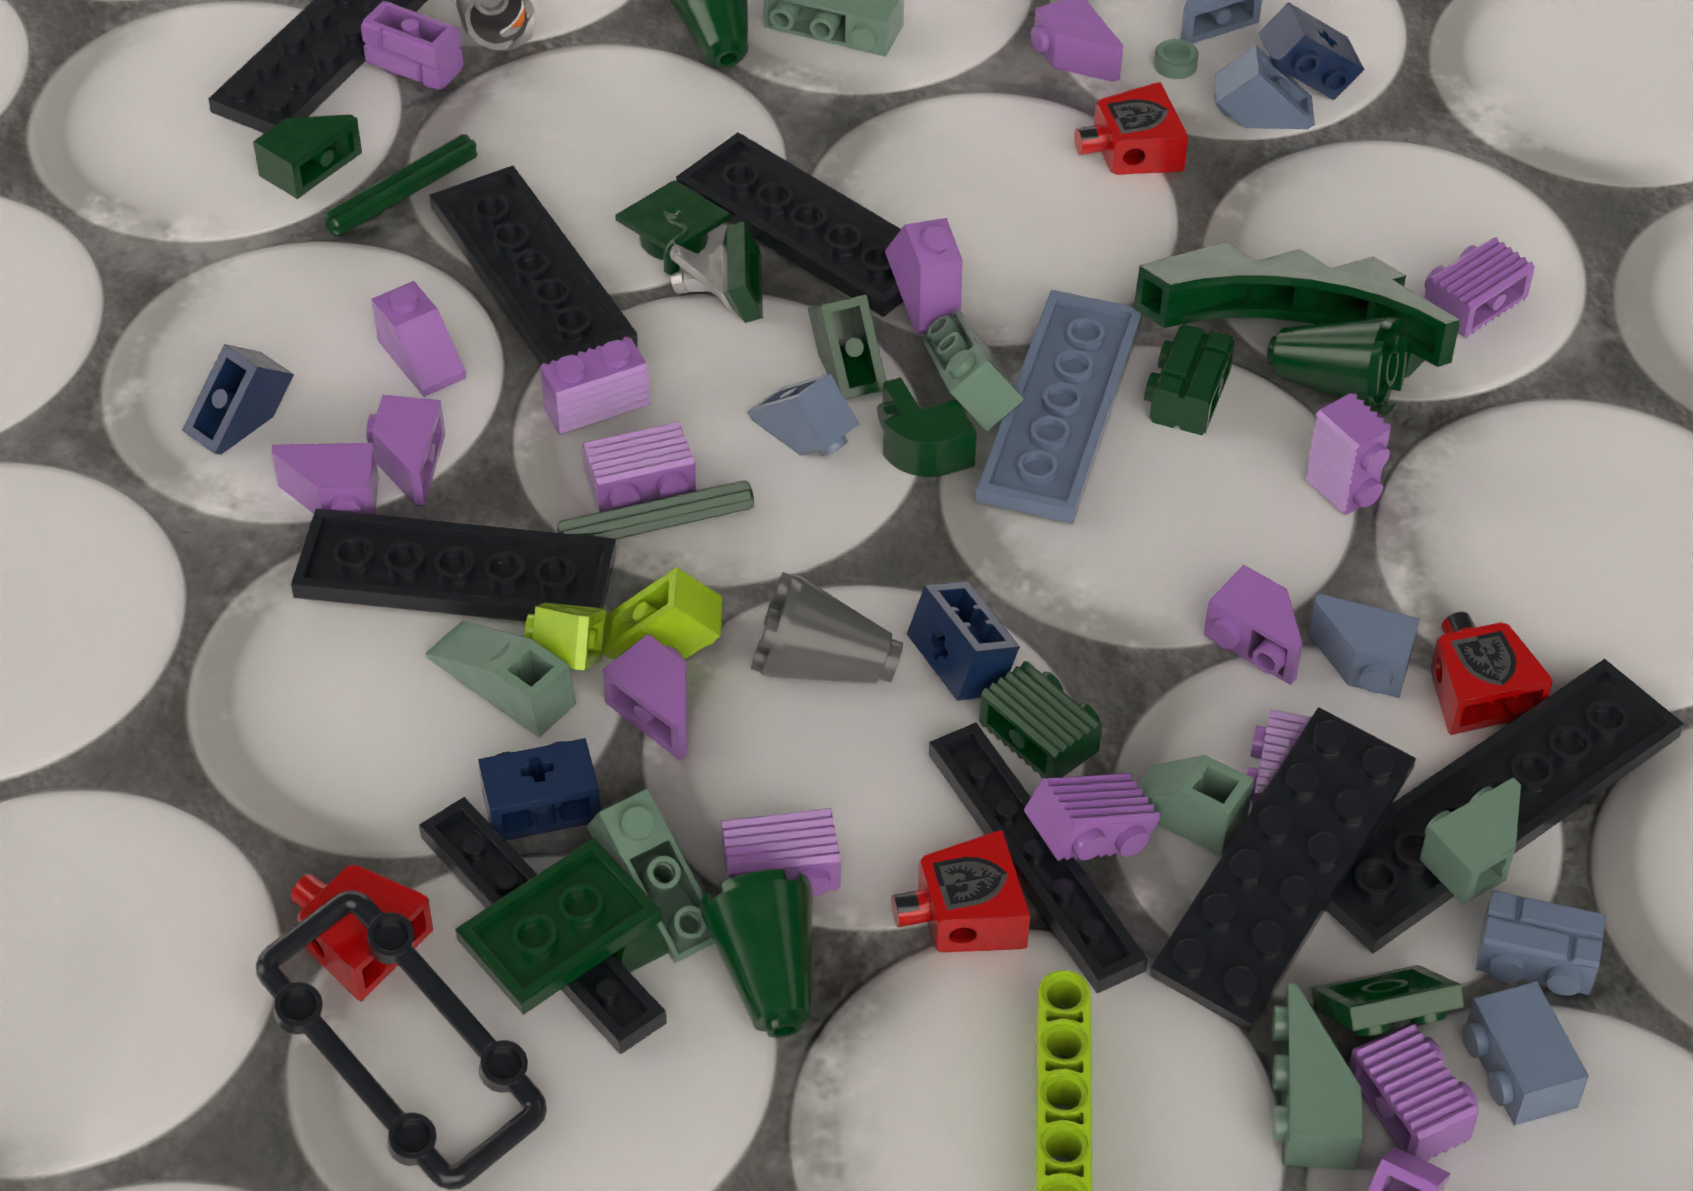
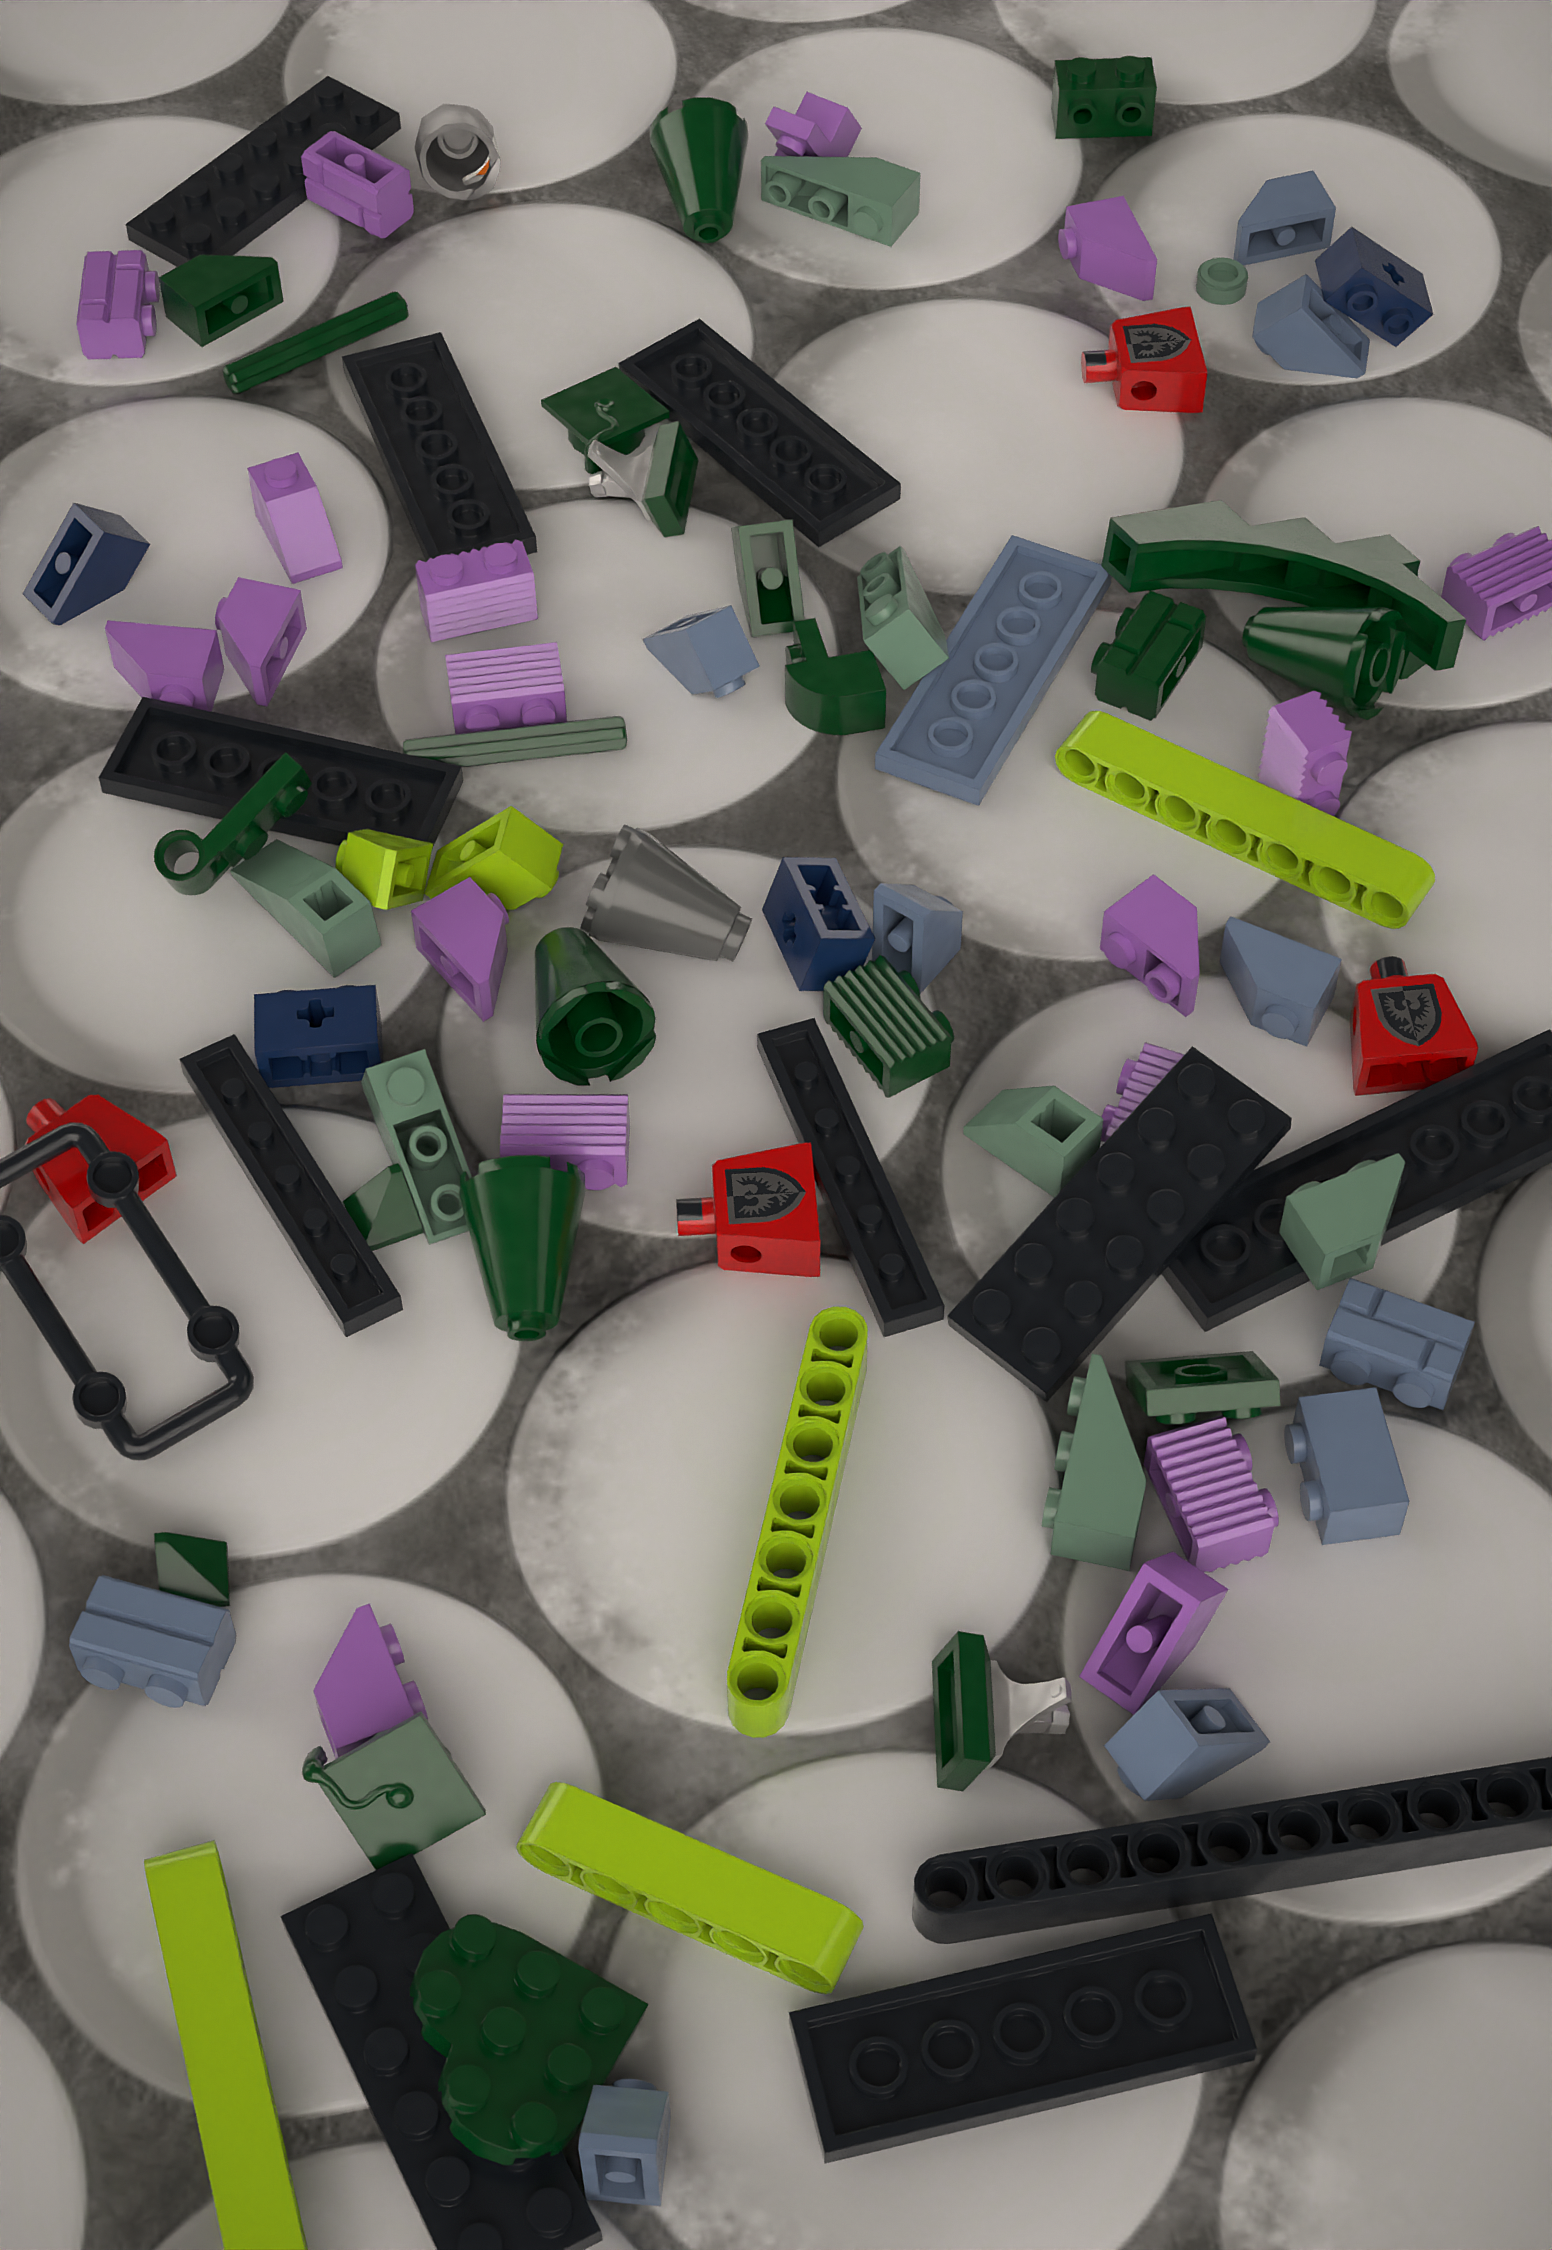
camera: 10 degrees right, 5 degrees up
(215, 169) = (116, 304): none -> medium lavender brick
(431, 620) = (239, 833): none -> dark green plate
(558, 925) = (303, 1187): dark green tile -> none
(777, 738) = (587, 1011): none -> dark green cone
(927, 271) = (871, 499): medium lavender slope -> none
(1048, 635) = (915, 930): none -> sand blue slope
(1092, 816) = (917, 1138): medium lavender brick -> none
(1305, 509) = (1246, 819): none -> lime beam

